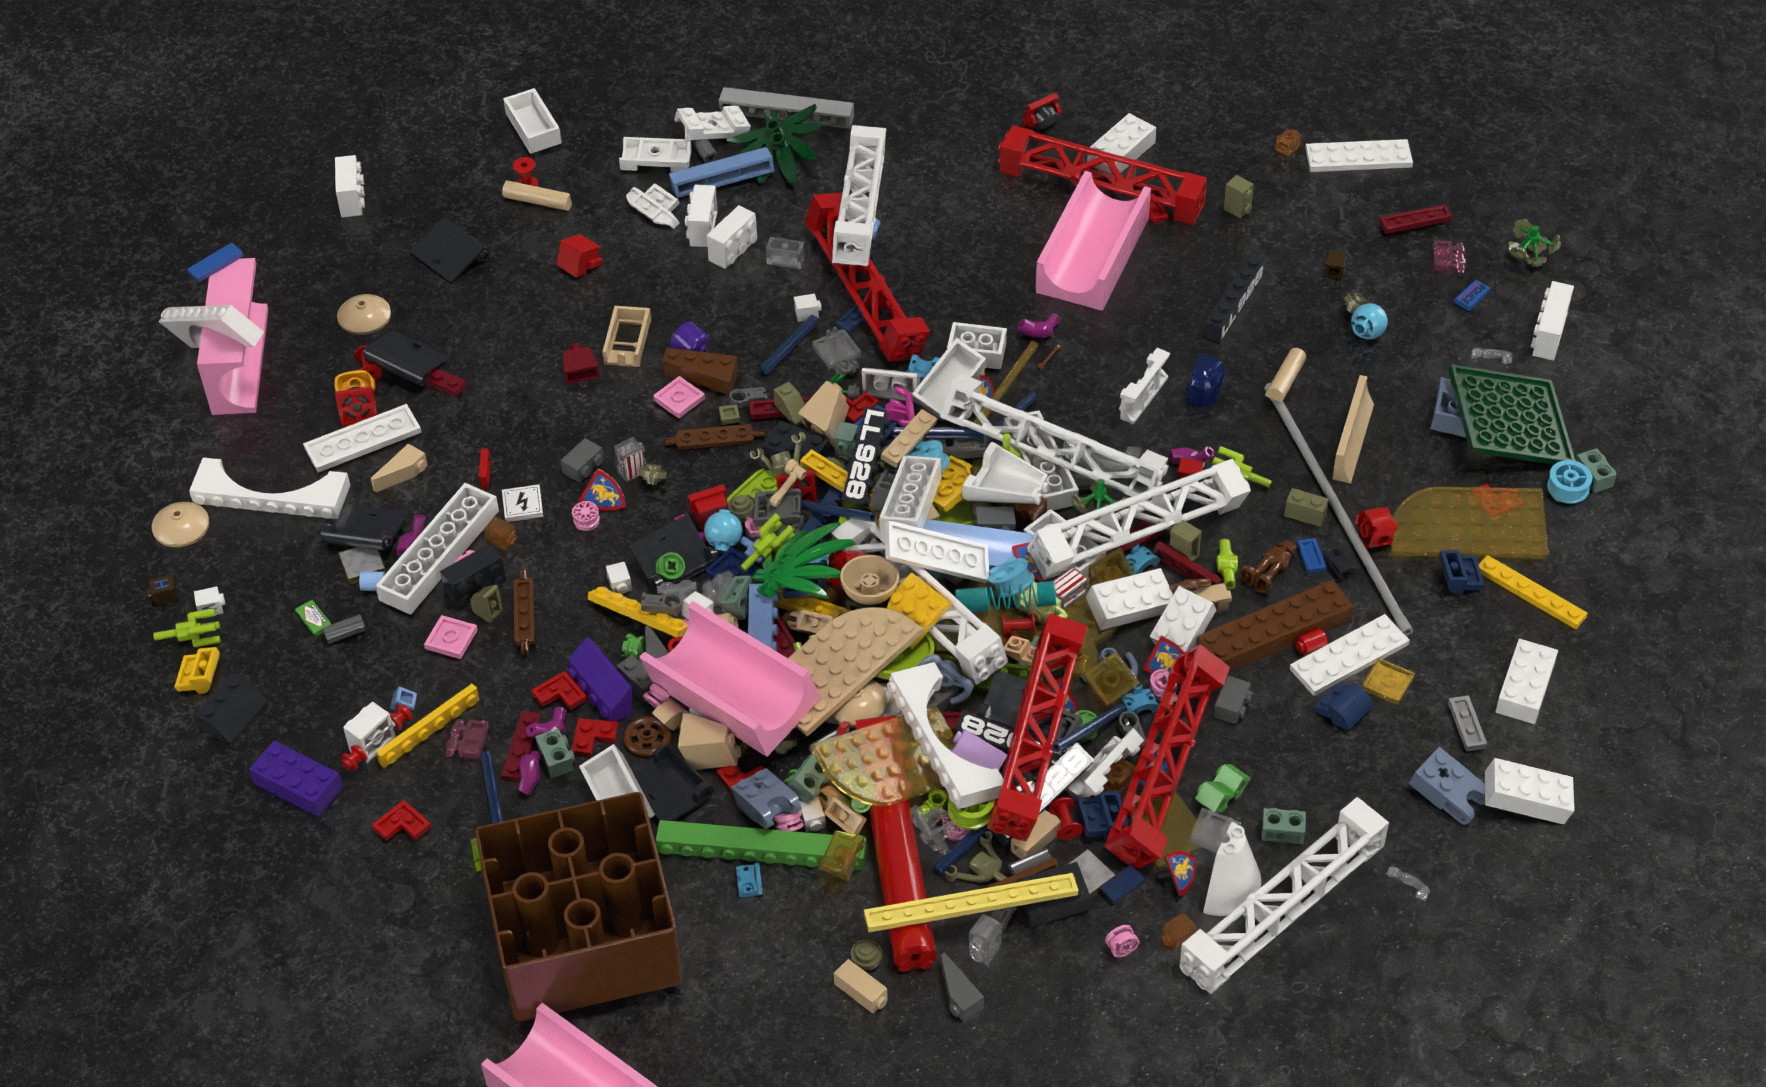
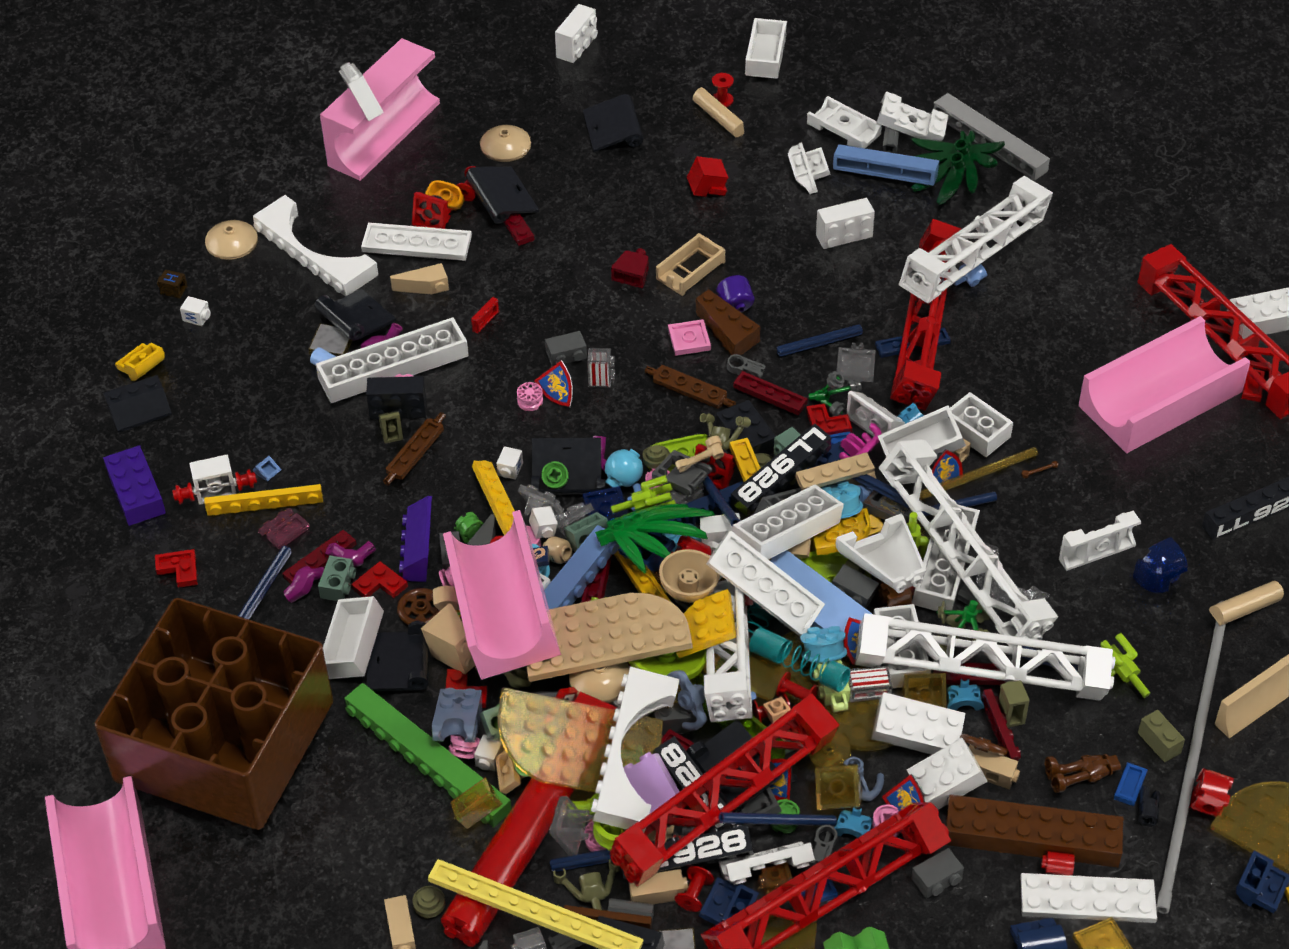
camera: 35 degrees right, 0 degrees up
(192, 629) = (165, 326): lime plant -> none
(215, 262) = (400, 40): blue tile -> none
(312, 617) = (259, 366): tile -> none
(344, 629) = (271, 386): dark grey axle -> none
(450, 637) = (343, 438): bright pink plate -> none
(500, 533) = (451, 374): clear orange brick -> none
(522, 503) = (491, 359): white tile -> none
(560, 687) = (387, 527): red plate -> none
(652, 473) = (611, 390): olive plate -> none
(657, 603) = (512, 500): dark grey piece -> none
(701, 214) = (836, 189): white brick -> none
(706, 503) = (630, 437): red plate -> none
(729, 414) = (717, 373): olive plate -> none
(749, 880) = (393, 777): dark azure piece -> none
(785, 252) = (880, 259): clear brick -> none
(789, 402) = (770, 391): olive slope -> none
(805, 621) = (620, 582): tan plate -> none
(806, 306) = (860, 314): white brick -> none
(825, 411) = (793, 409): tan slope -> none
(1039, 329) = (1051, 440): magenta arm -> none
(1042, 113) = (1215, 247): piece -> none
(1176, 454) = (1090, 628): magenta arm -> none
(1188, 467) = (1079, 637): red brick -> none
(1227, 563) = (1041, 745): lime pin -> none

